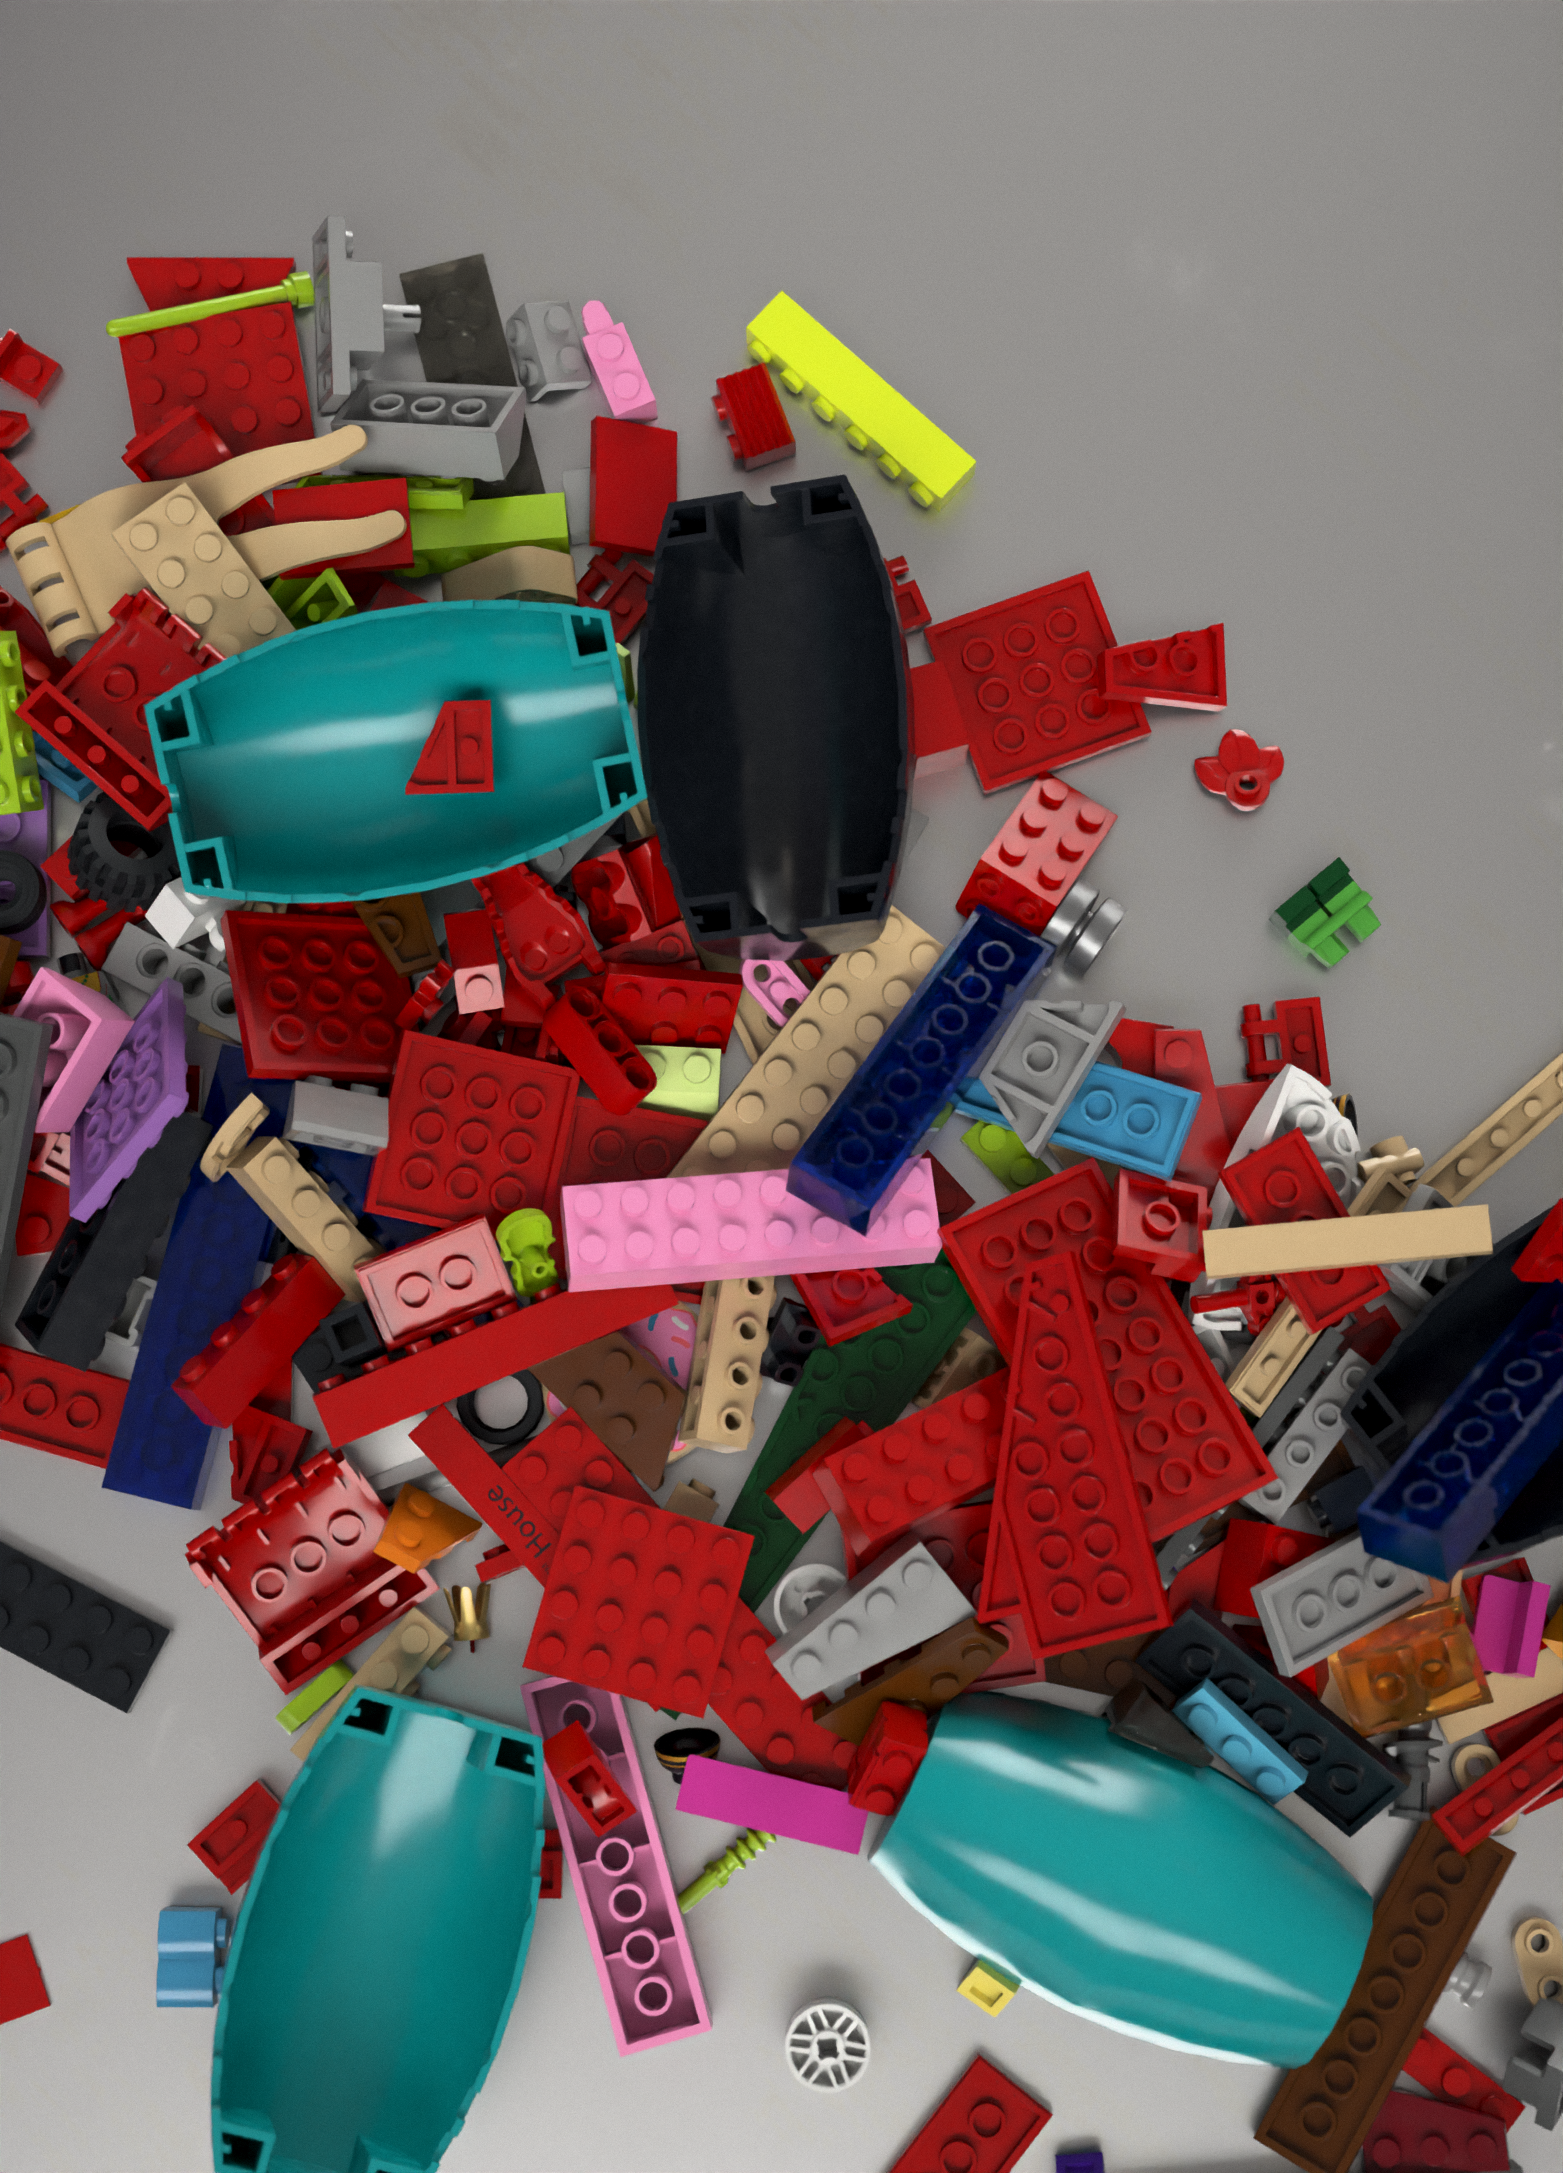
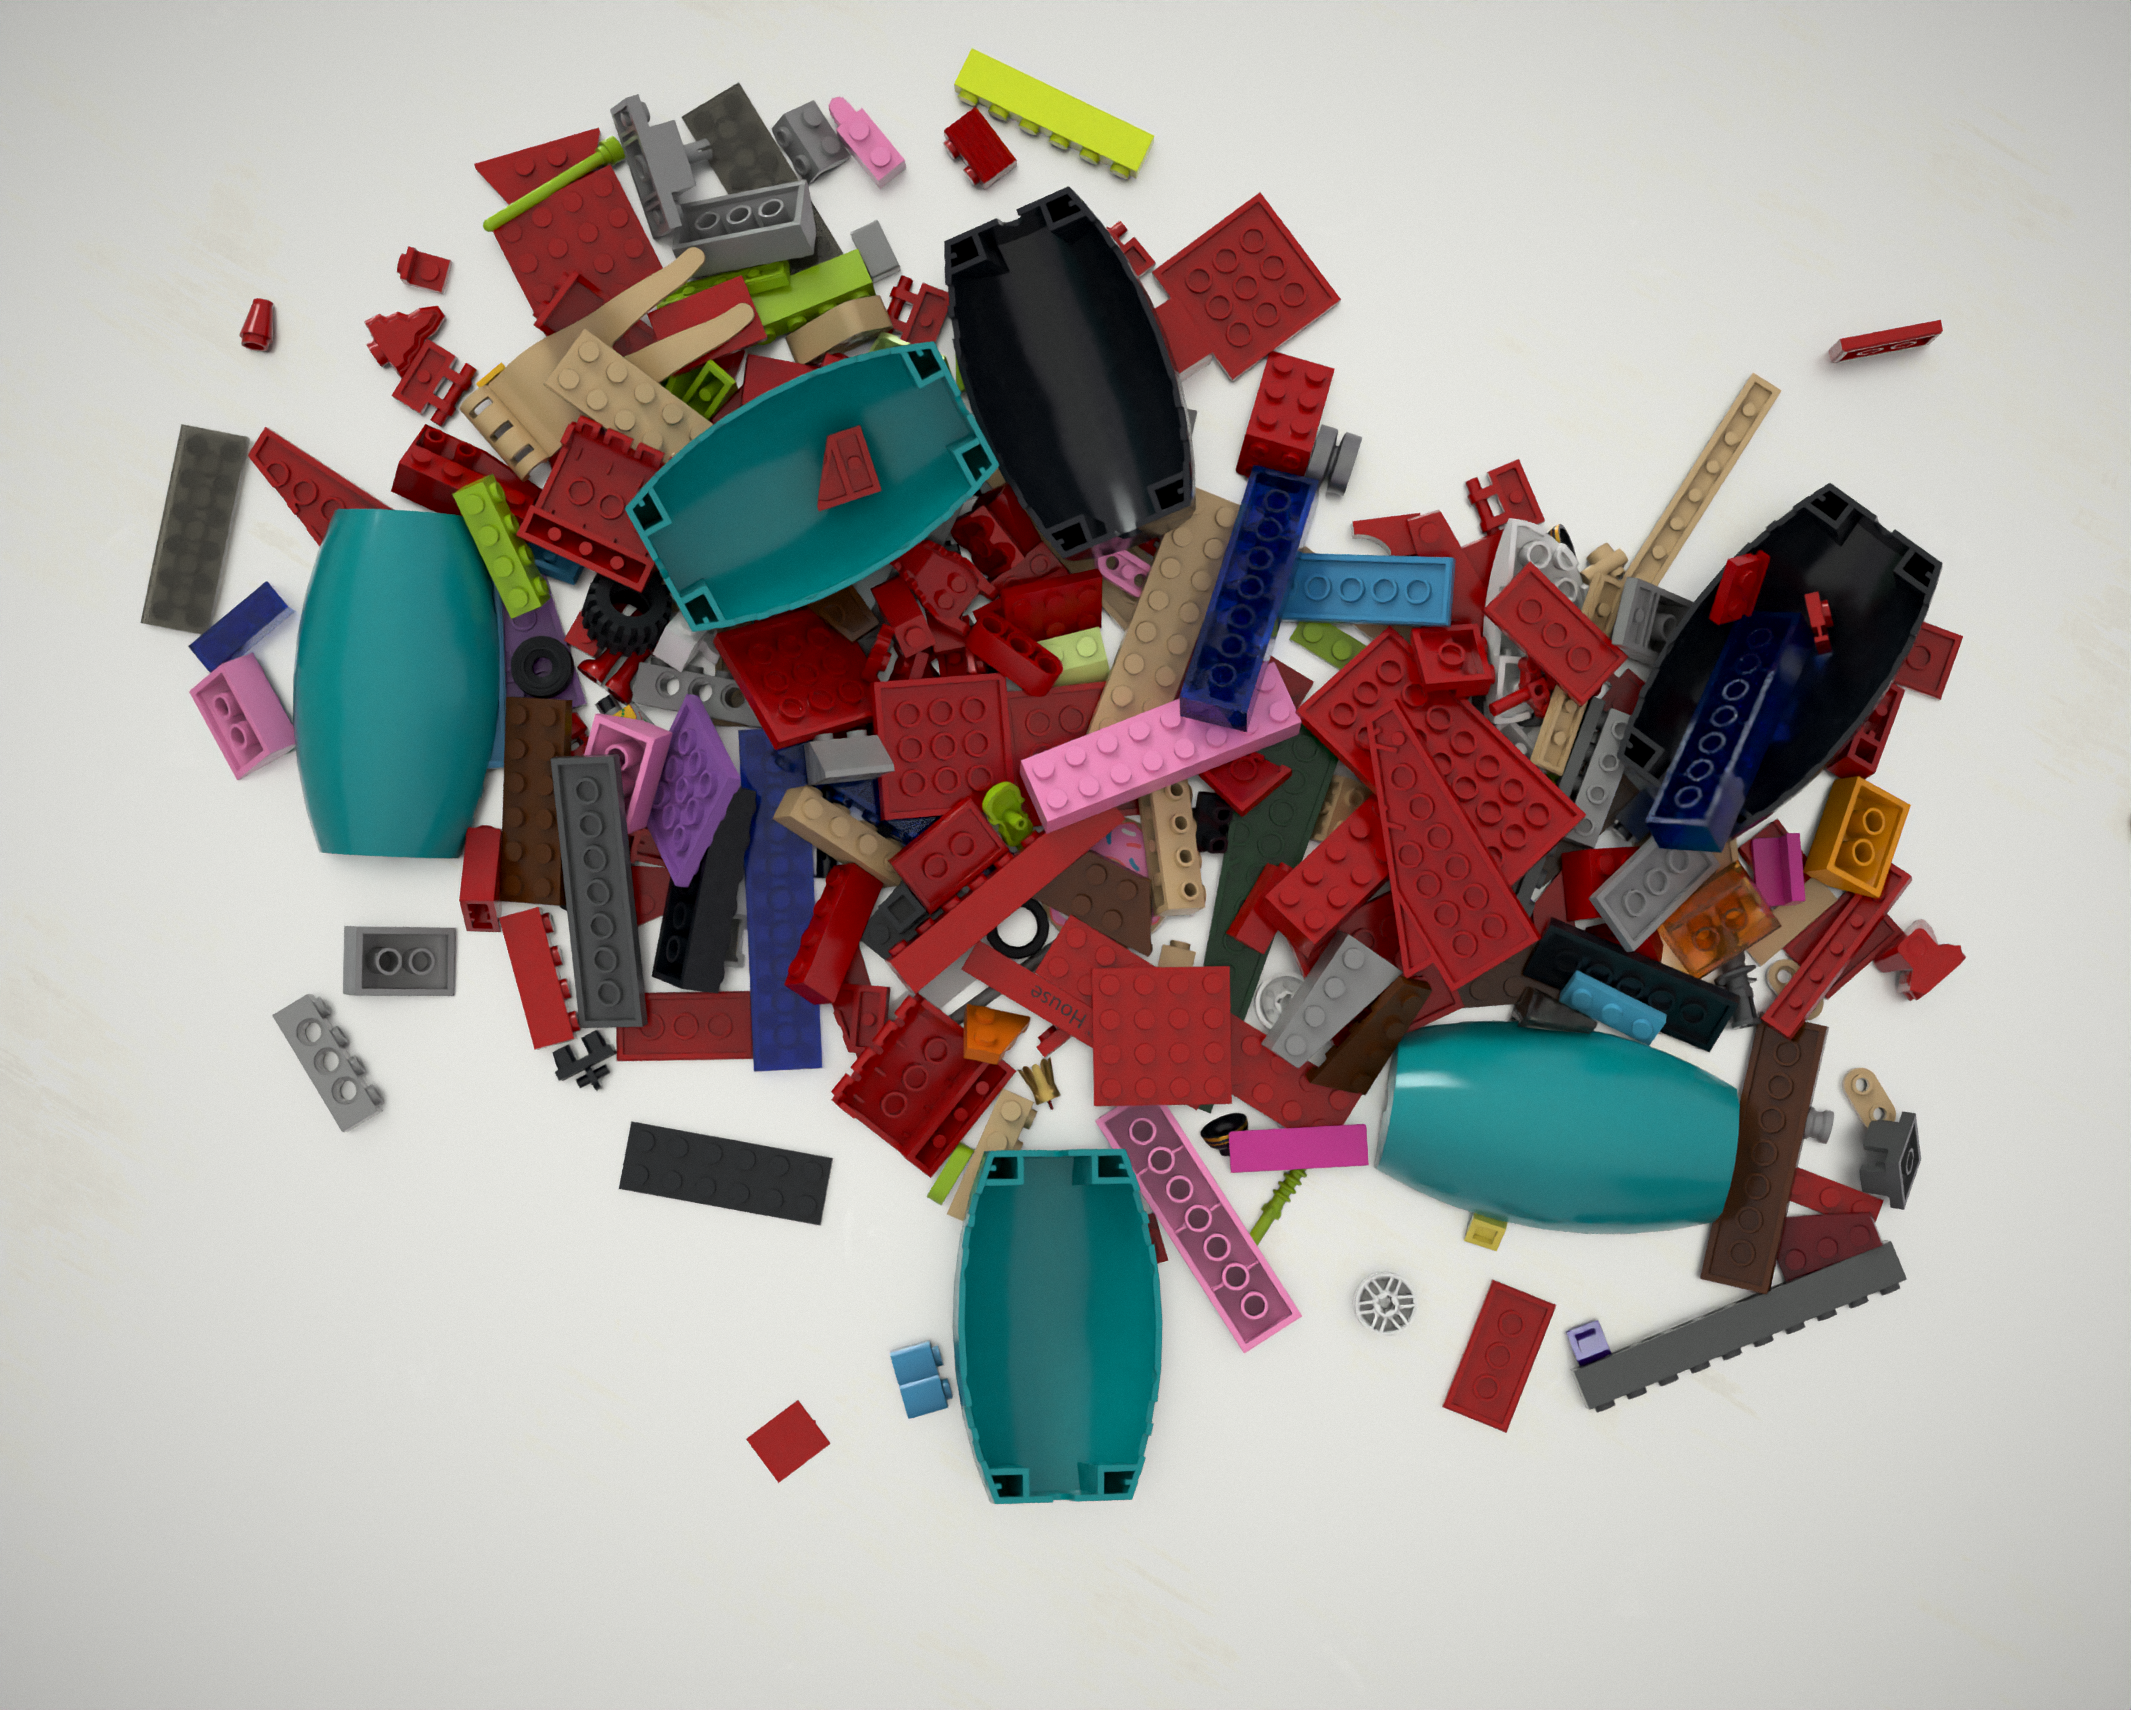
camera: 15 degrees left, 5 degrees up
(233, 1137) = (773, 795): tan tile -> none
(235, 1836) = (929, 1286): red plate -> none
(587, 1779) = (1164, 1169): red arch -> none
(630, 484) = (906, 228): red tile -> none
(887, 1758) = (1369, 1092): red brick -> none
(1046, 1062) = (1336, 567): light grey wing -> none
(1168, 671) = (1341, 250): red wing -> none
(1241, 764) = (1412, 302): red plate -> none
(1321, 910) = (1501, 395): bright green hips -> none
(1347, 1242) = (1587, 634): tan tile -> none

